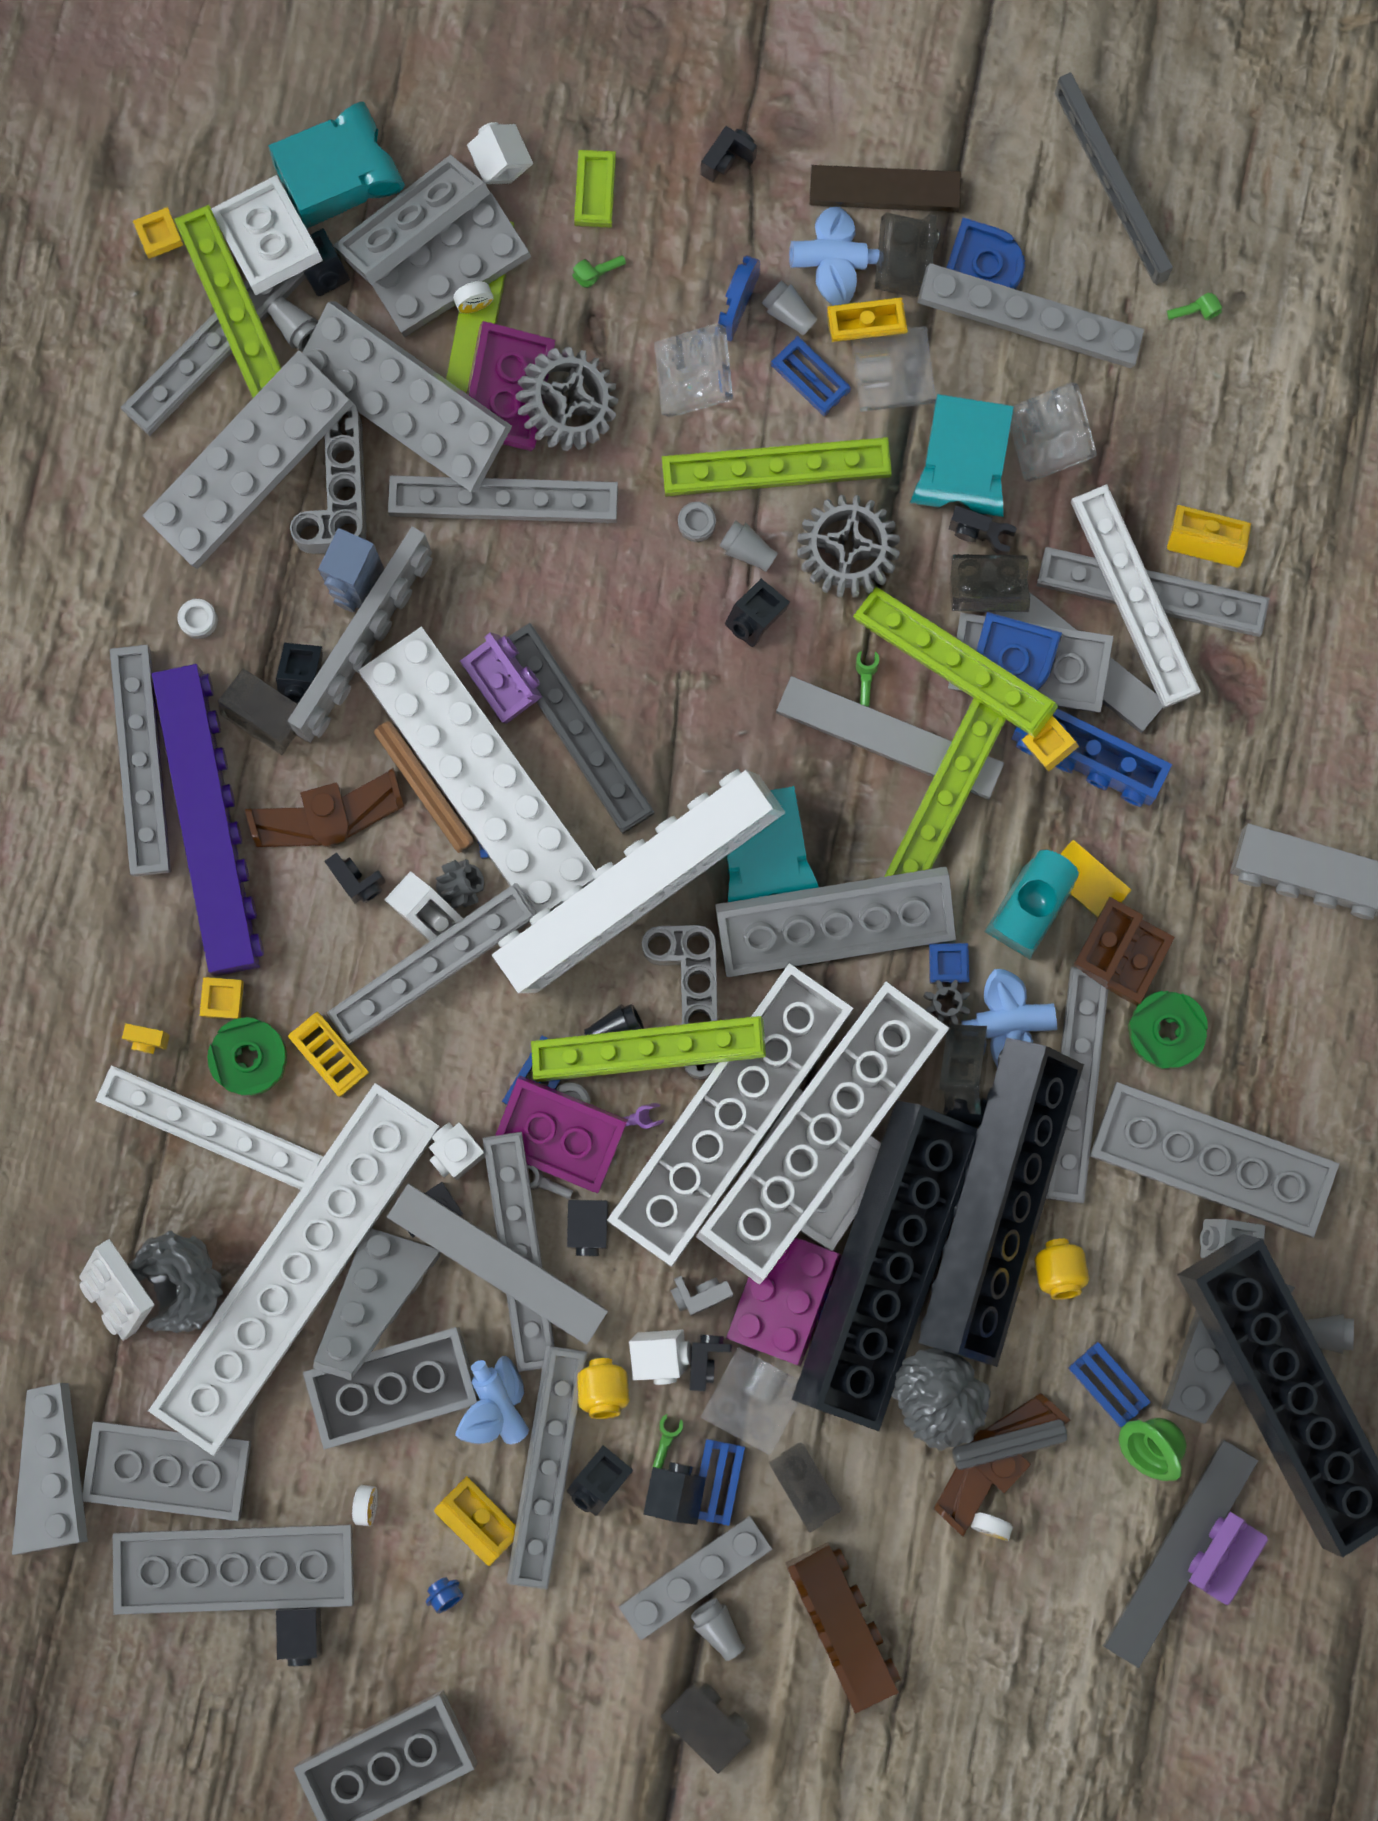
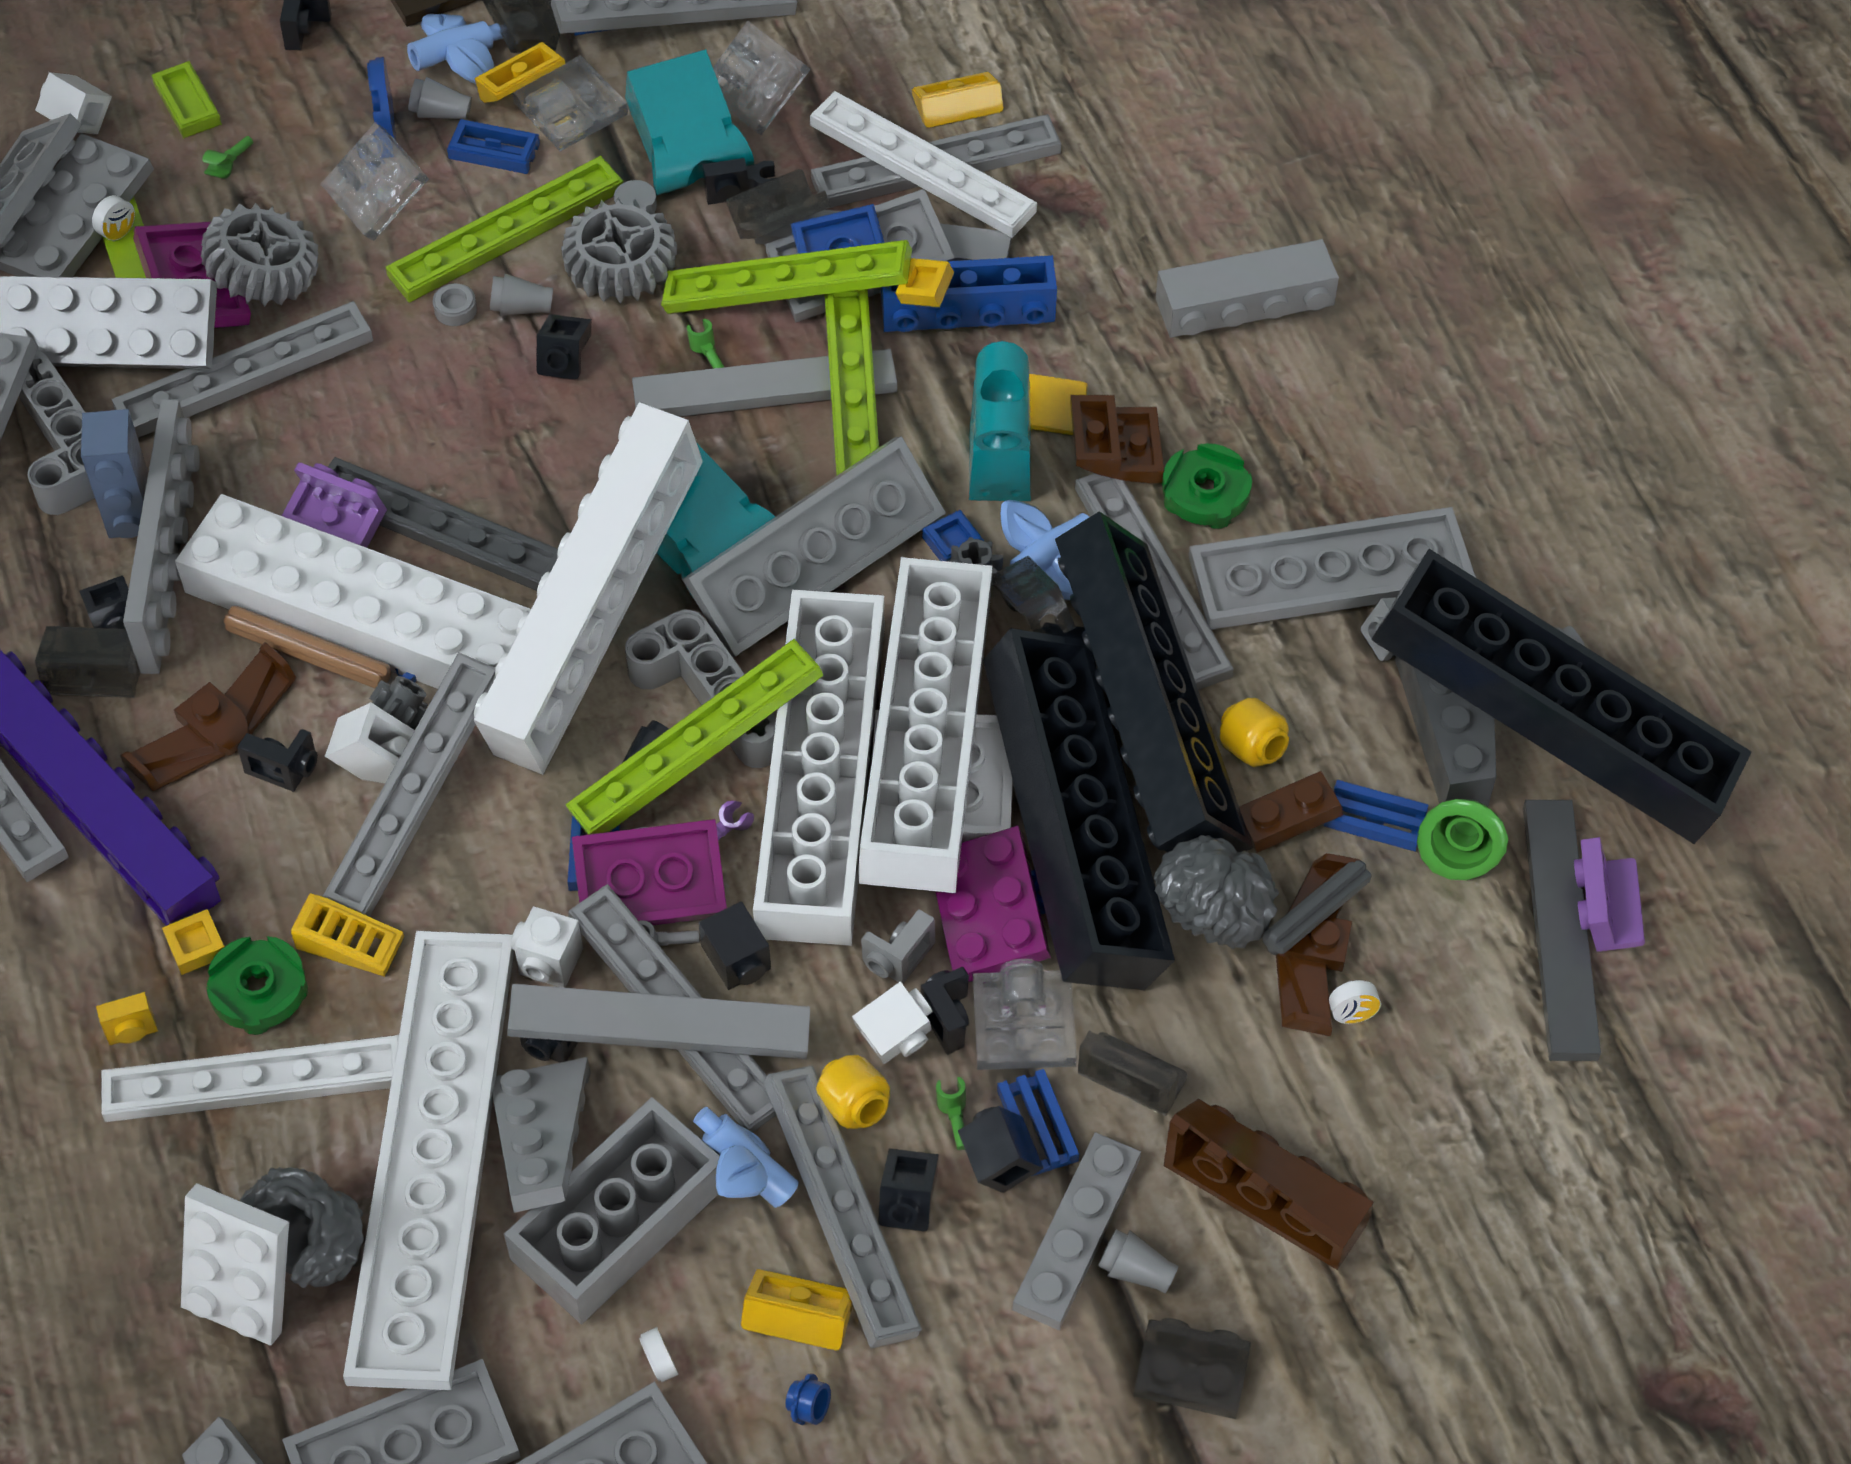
camera: 35 degrees left, 25 degrees down
(892, 496) = (638, 190): none -> light grey tile
(1045, 1348) = (1290, 811): none -> reddish brown plate

